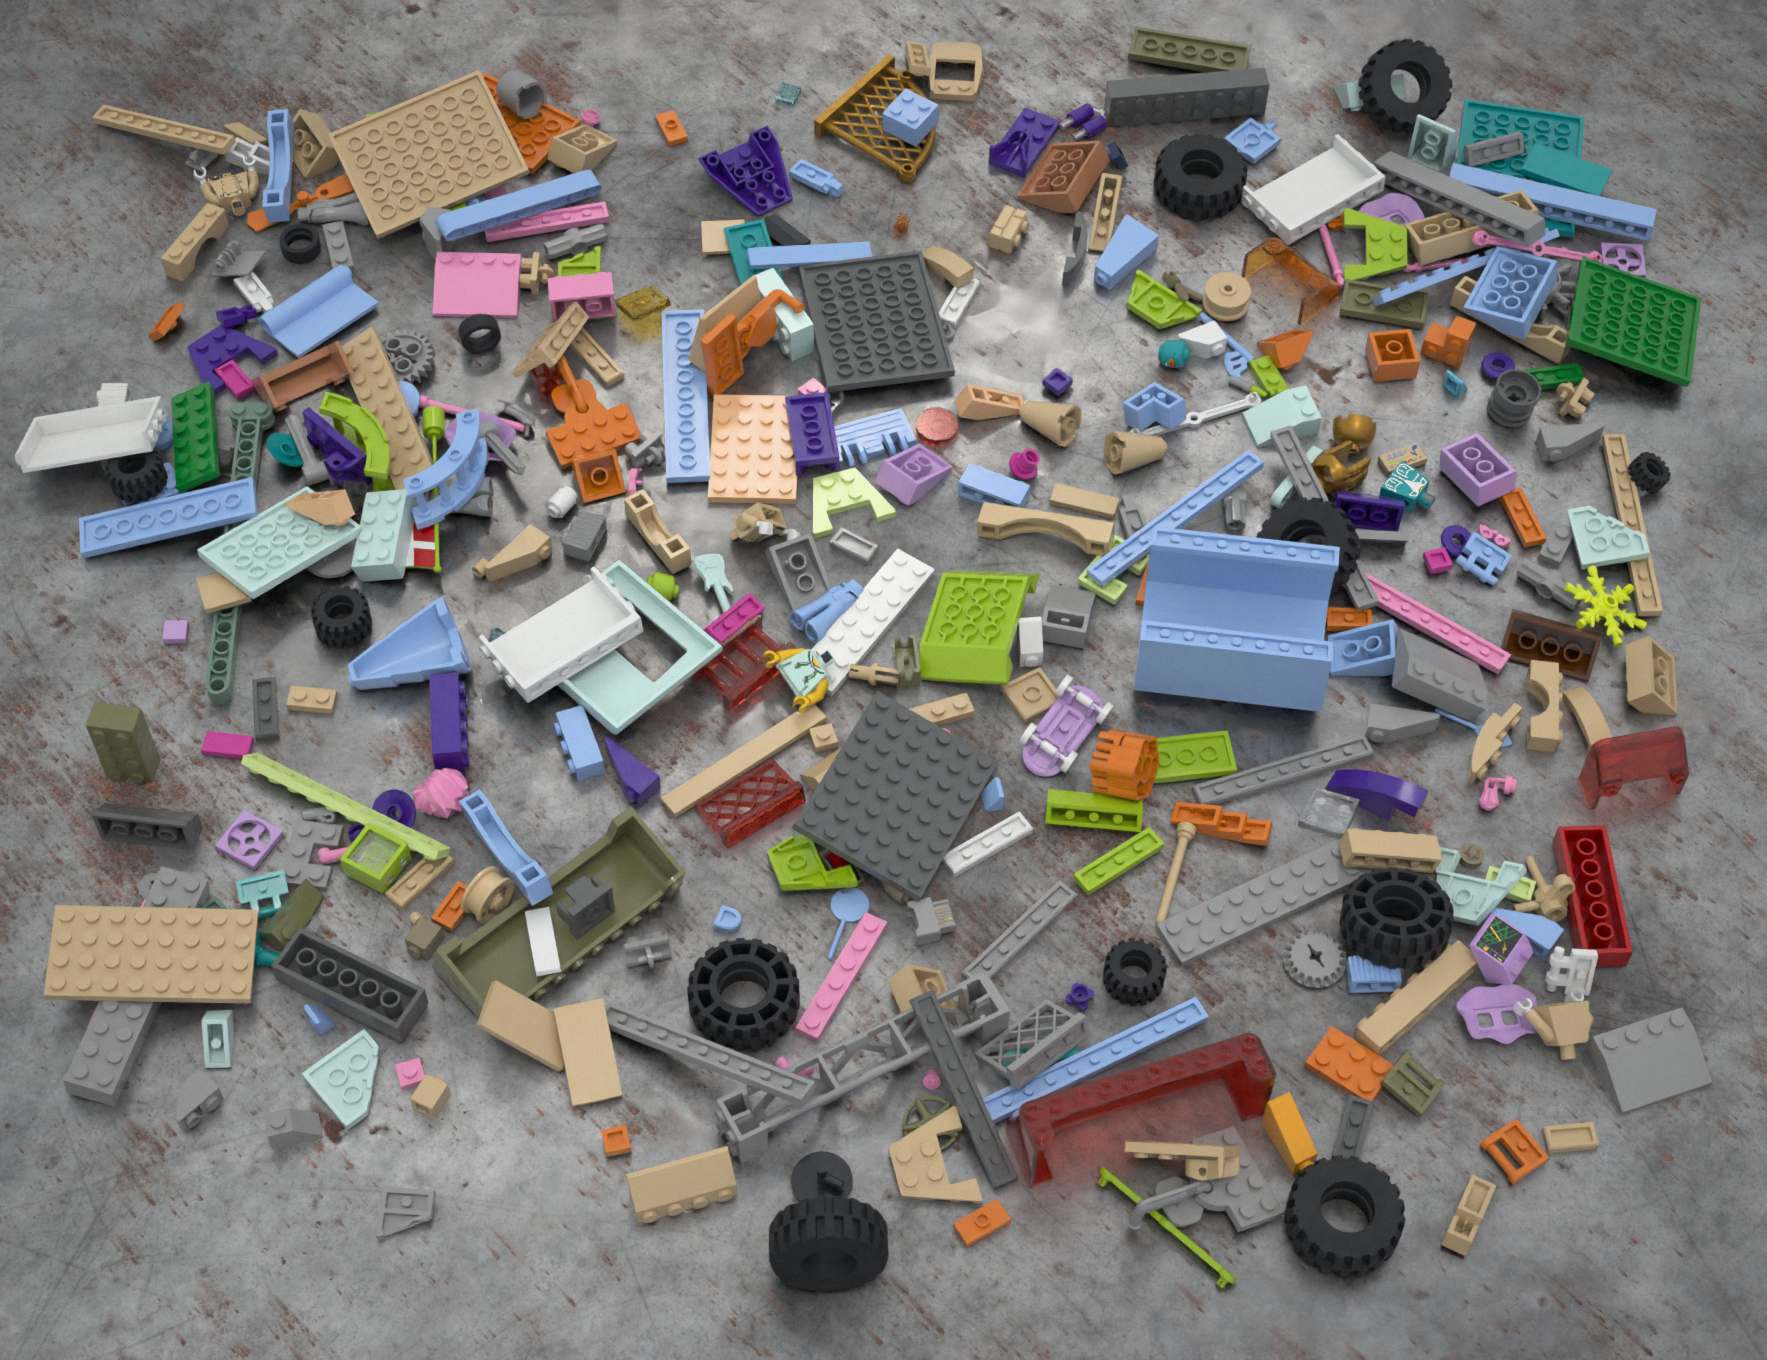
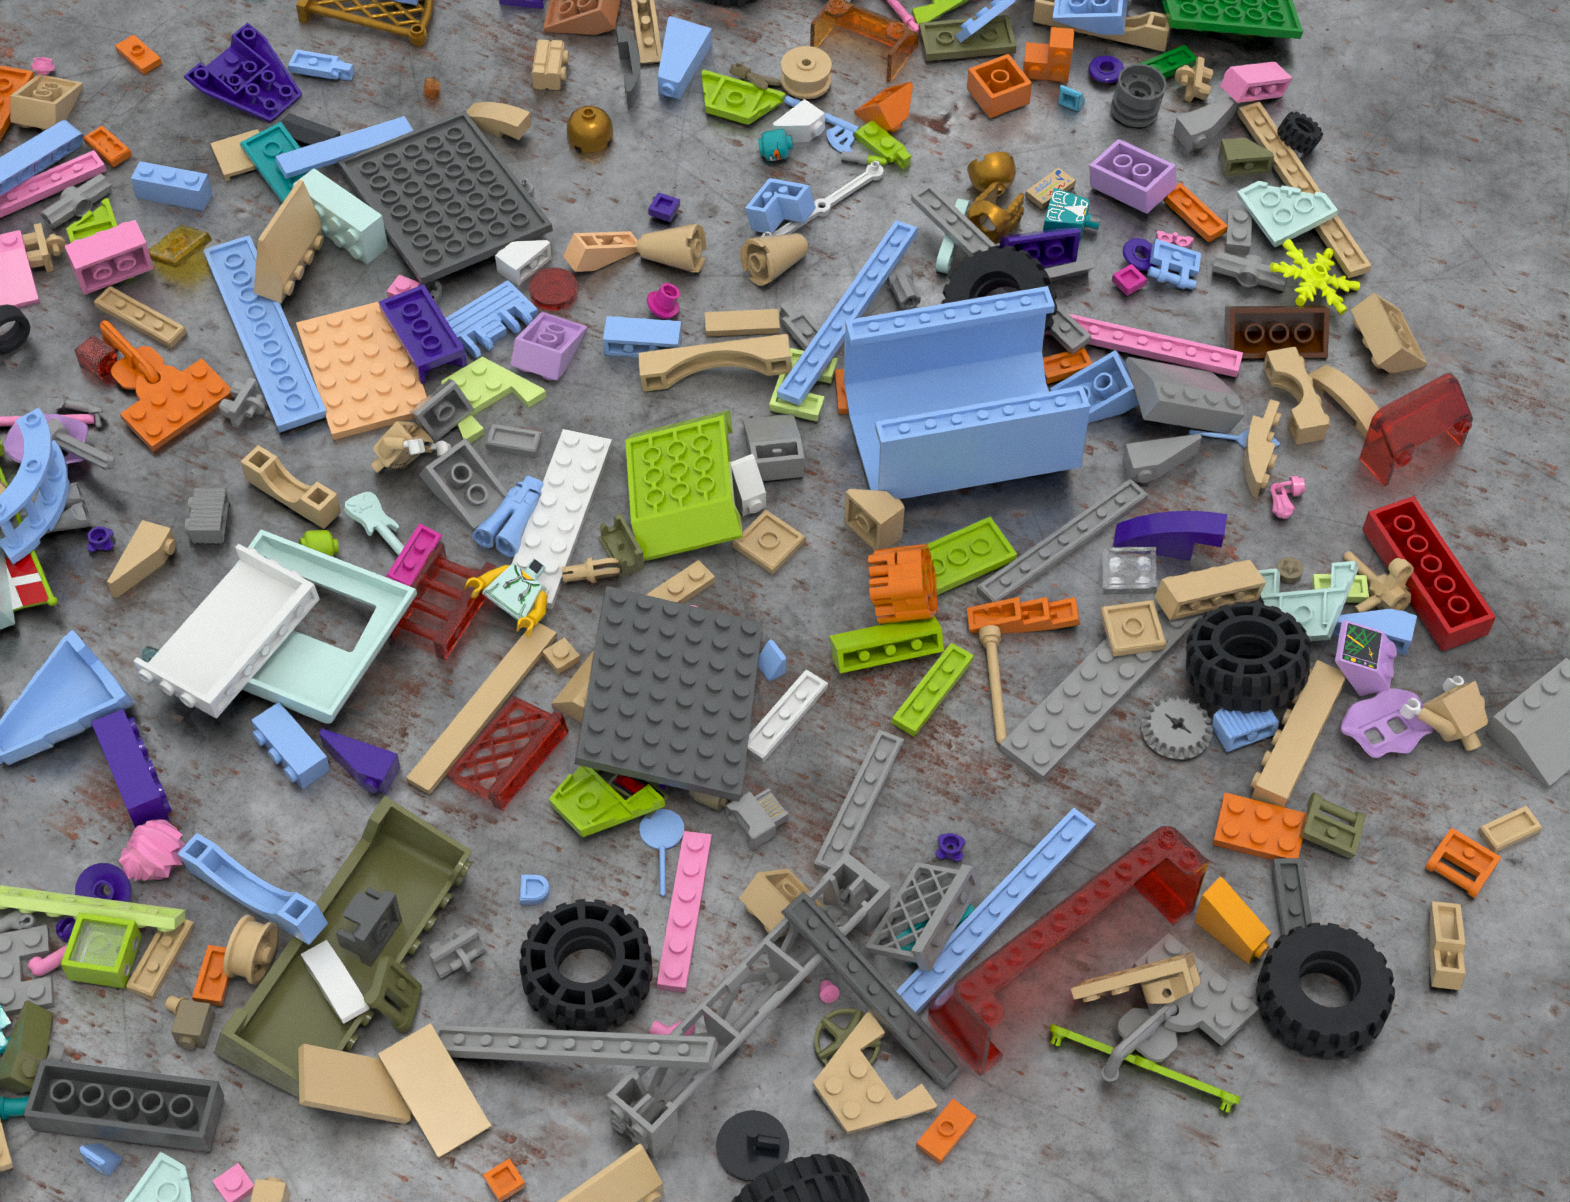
camera: 20 degrees left, 0 degrees up
(479, 568) = (100, 586): tan piece -> none
(493, 524) = (100, 533): none -> dark purple plate
(553, 340) = (93, 312): tan fence -> none
(561, 502) = (167, 486): white brick -> none
(590, 961) = (400, 988): none -> olive plate
(598, 474) = (198, 444): orange slope -> none
(617, 201) = (107, 146): none -> orange plate
(634, 473) = (240, 442): bright pink piece -> none
(656, 249) = (171, 186): none -> light blue brick
(730, 342) = (301, 252): orange plate -> none
(803, 503) = (442, 410): none -> light grey slope
(920, 393) = (522, 259): none -> white slope
(958, 302) = (524, 154): white tile -> none
(1021, 295) = (589, 129): none -> pearl gold cylinder
(1057, 737) = (814, 581): lavender piece -> none
(1129, 701) = (874, 517): none -> tan slope
(1139, 955) = (1003, 783): black tyre -> none
(1287, 408) = (910, 173): light aqua slope -> none
(1309, 862) = (1133, 628): none -> tan tile
(1579, 972) = (1450, 652): white plate -> none
(1588, 480) = (1244, 157): none -> olive slope
(1627, 415) = (1256, 82): none -> bright pink brick

